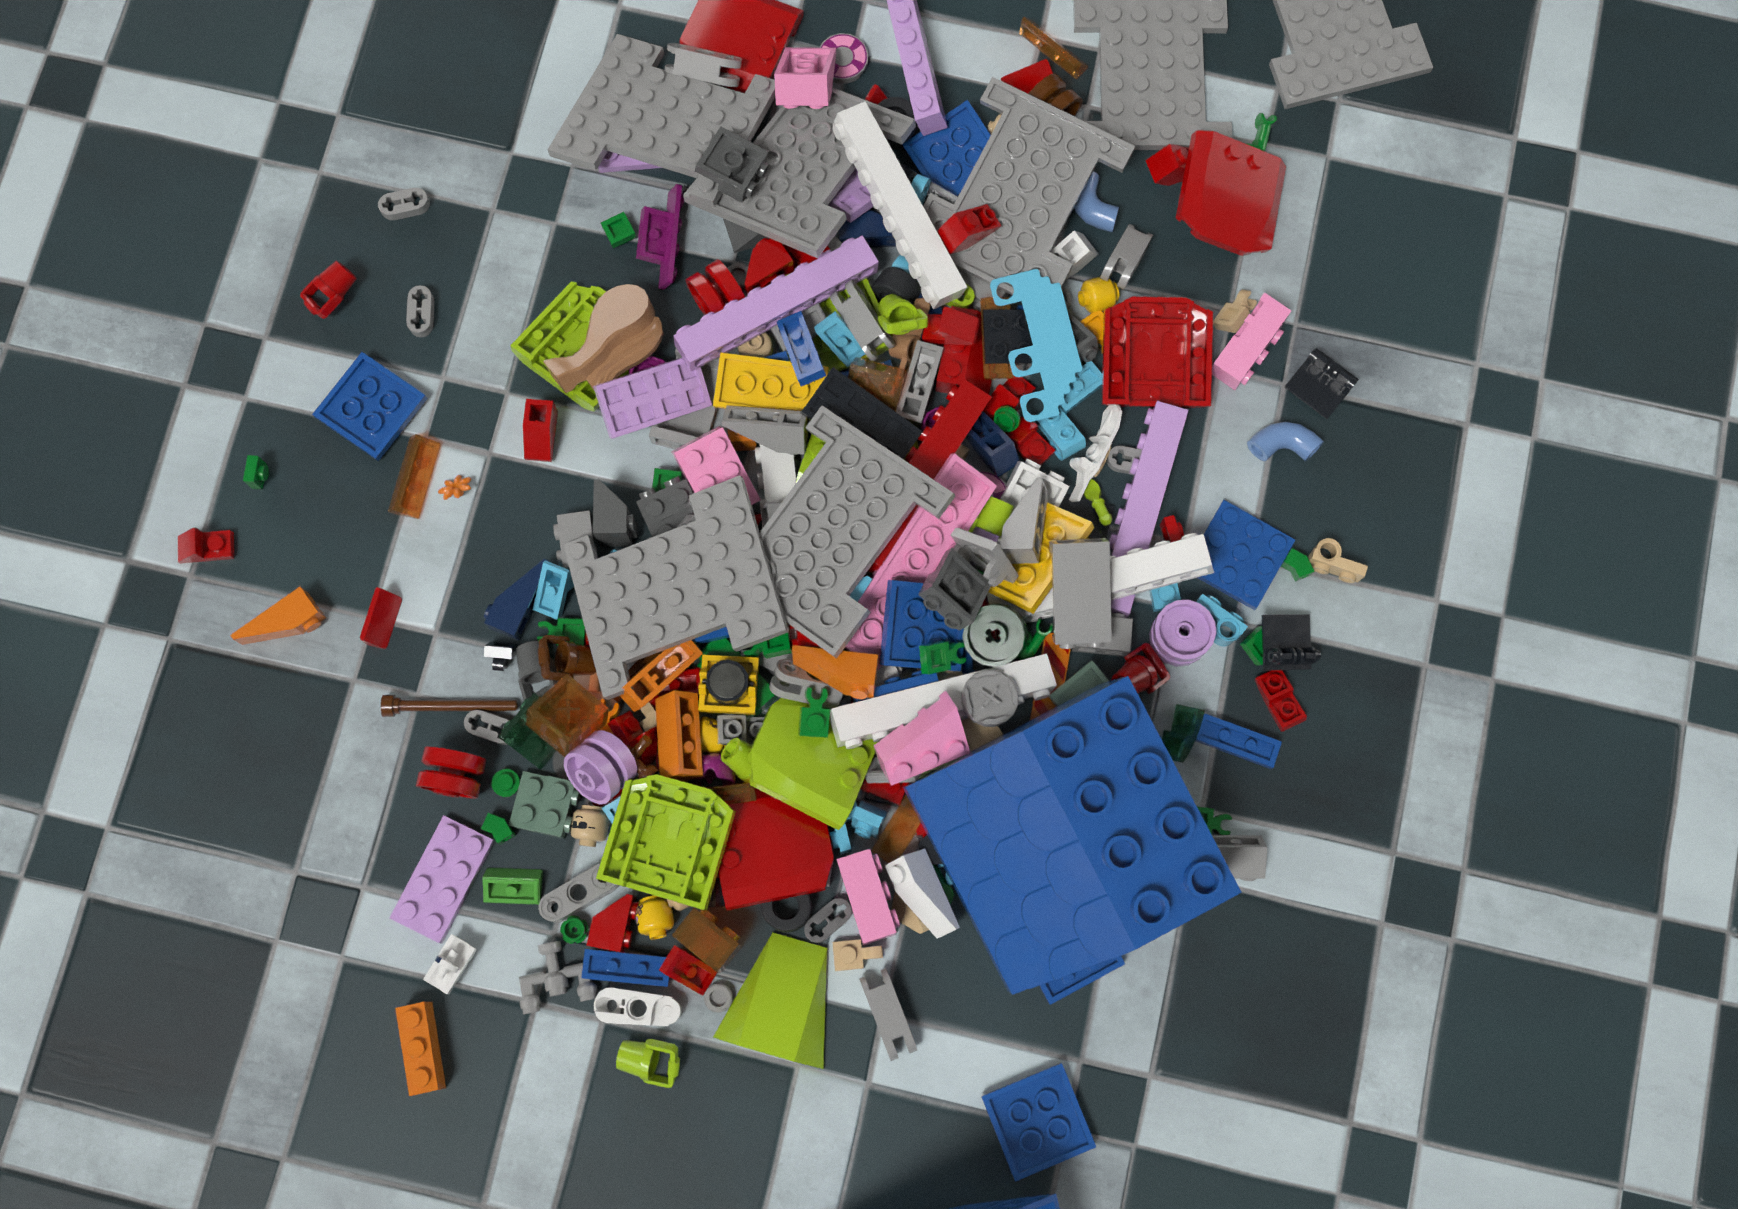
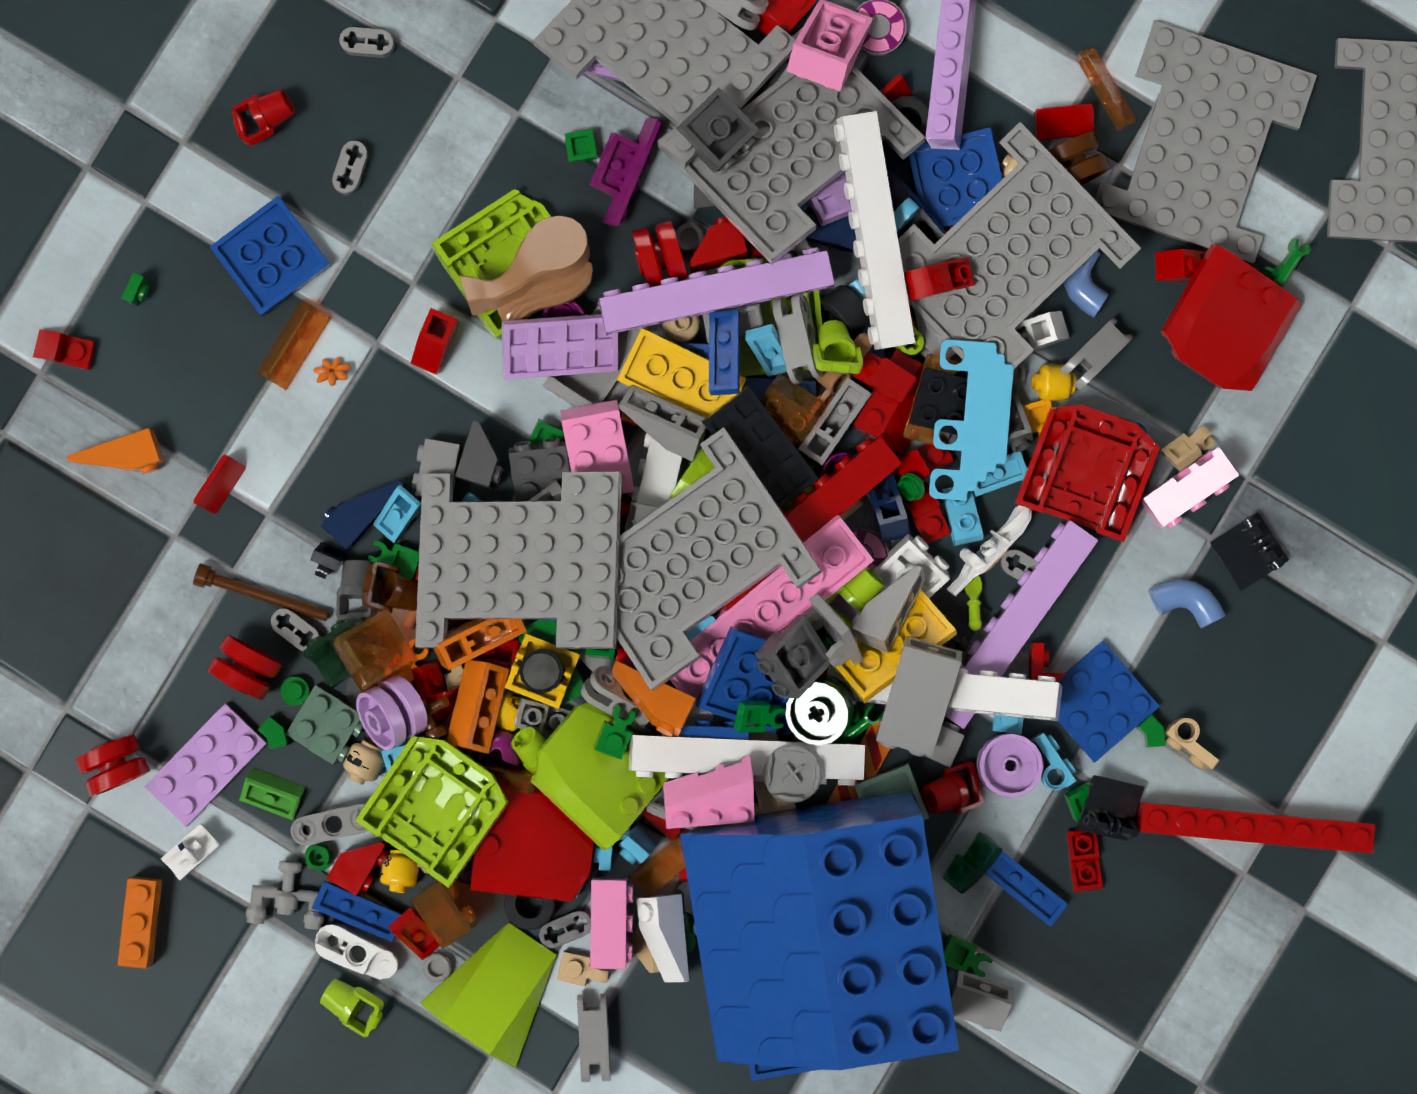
camera: 15 degrees right, 10 degrees up
(351, 905) = (111, 762): none -> red wheel
(1423, 616) = (1255, 827): none -> red brick

